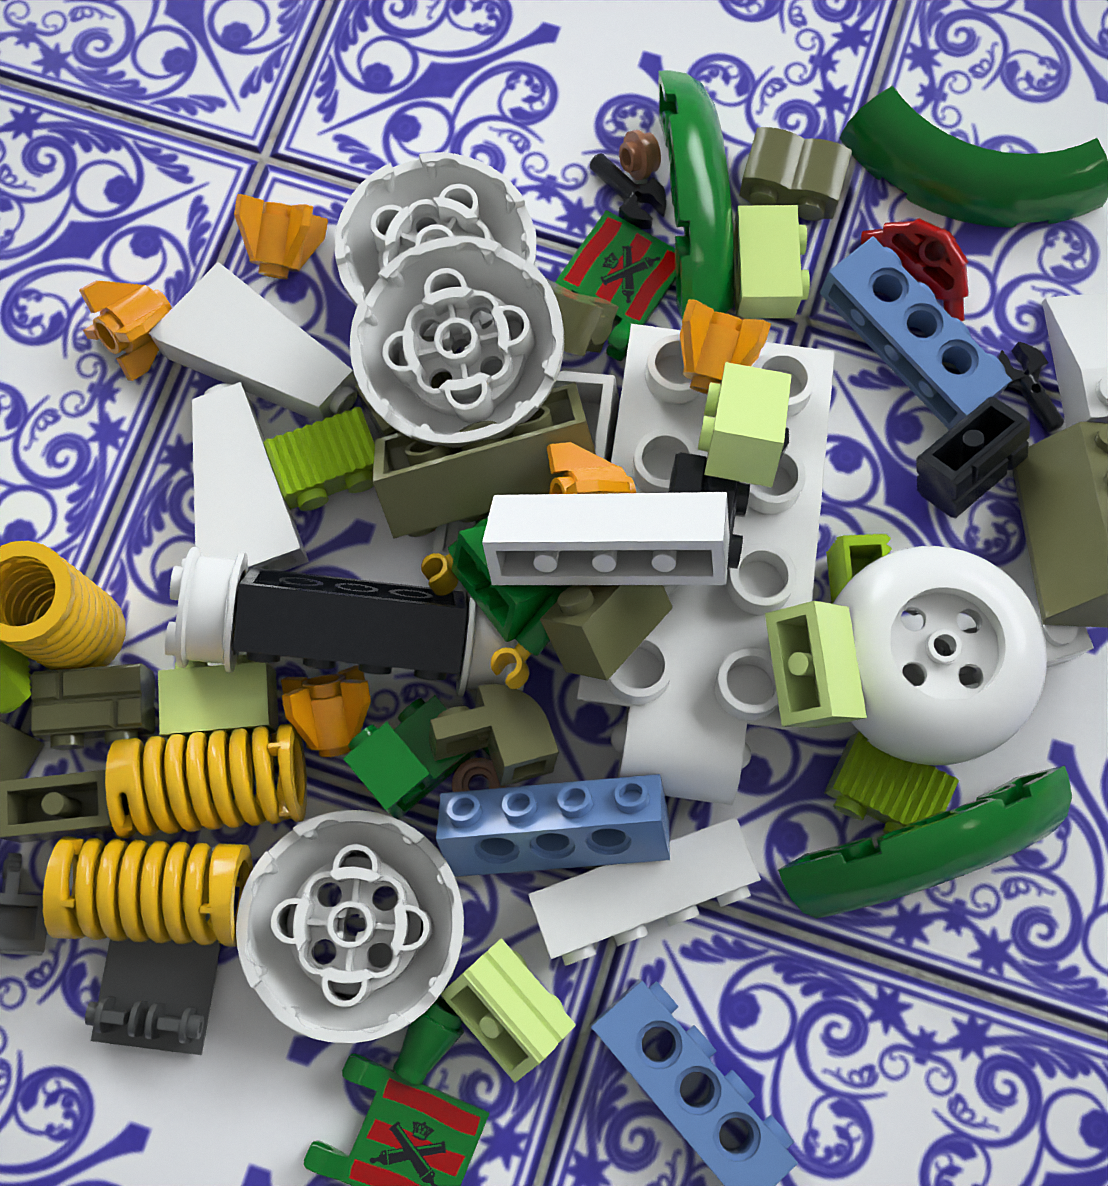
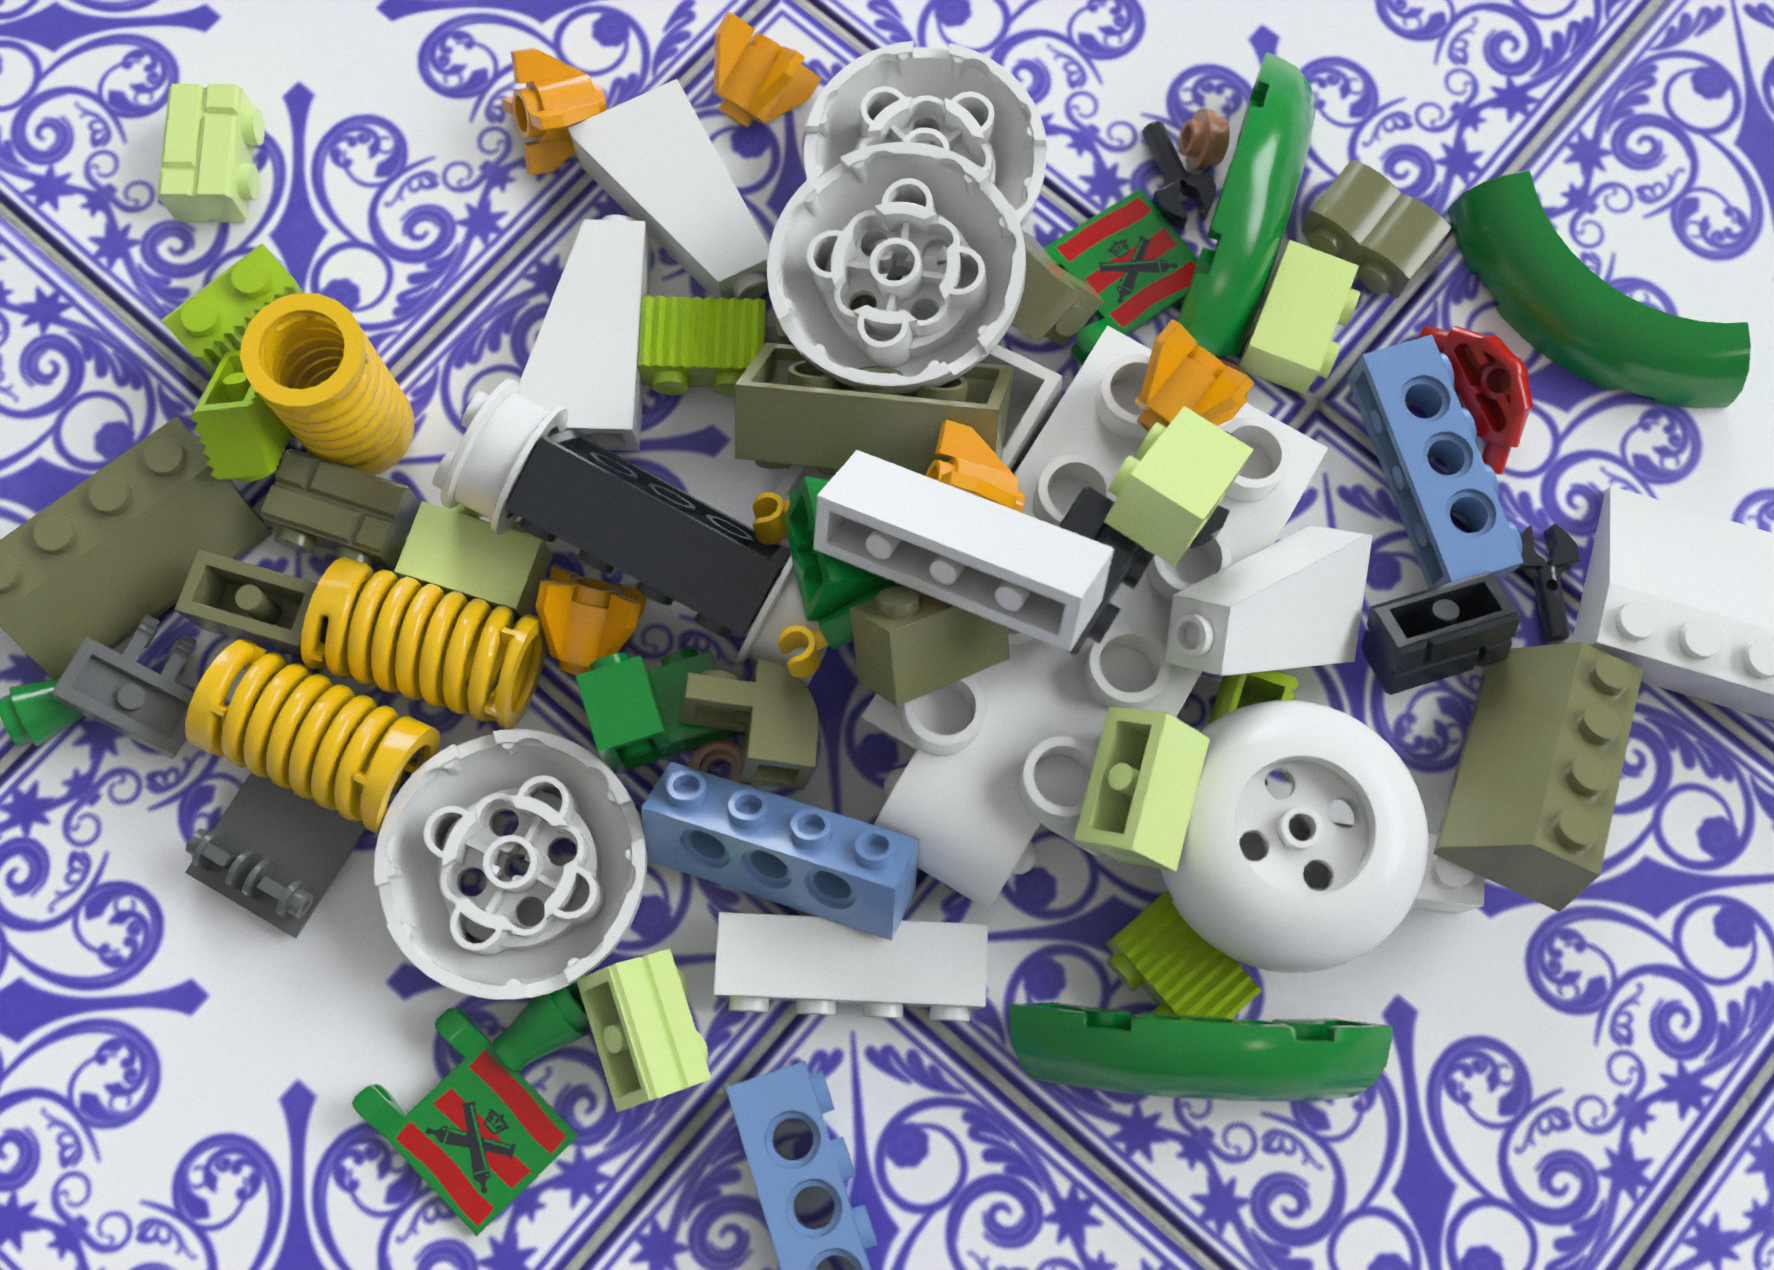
camera: 20 degrees right, 0 degrees up
(849, 487) = (1275, 608): none -> white slope

